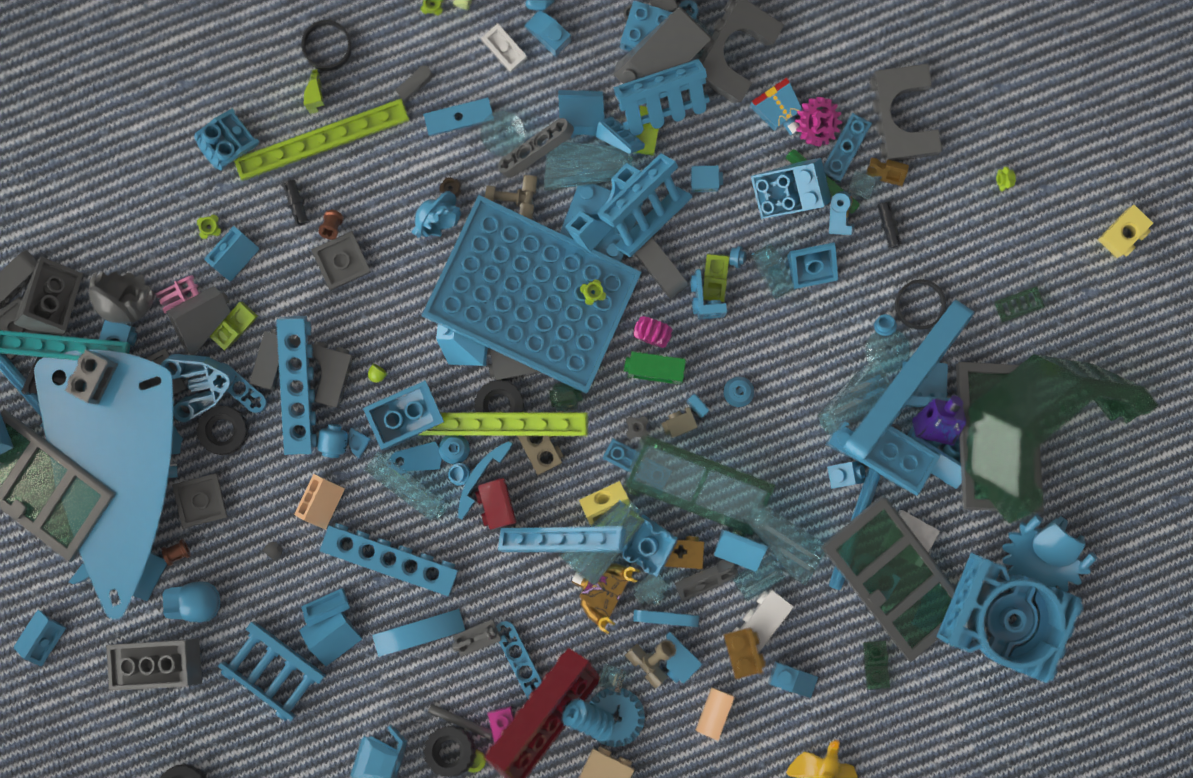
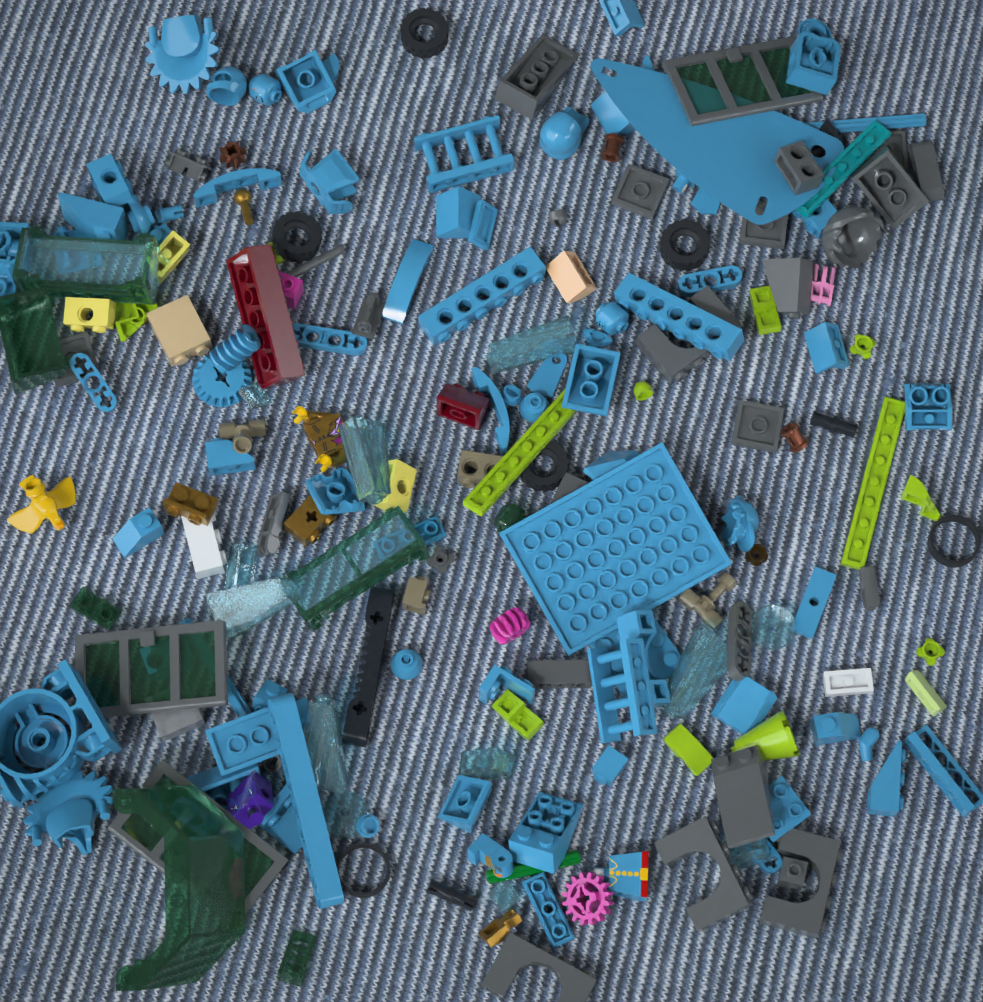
camera: 125 degrees right, 15 degrees down
(194, 365) = (733, 256): dark azure connector -> none
(562, 539) = (393, 426): dark azure plate -> none
(591, 298) = (585, 593): lime plate -> none
(595, 72) = (772, 738): none -> lime cone
(613, 133) = (713, 718): dark azure slope -> none
(650, 589) = (298, 472): clear light blue brick -> none
(655, 368) = (477, 604): green window -> none
(659, 85) = (717, 776): dark azure fence -> none
(666, 618) = (267, 471): dark azure beam -> none
(697, 406) = (419, 615): dark azure tile -> none
(714, 713) = (161, 454): light nougat brick -> none
(737, 257) = (521, 744): dark azure plate -> none
(739, 550) = (276, 562): dark azure slope -> none
(817, 389) = (358, 726): none -> black gear

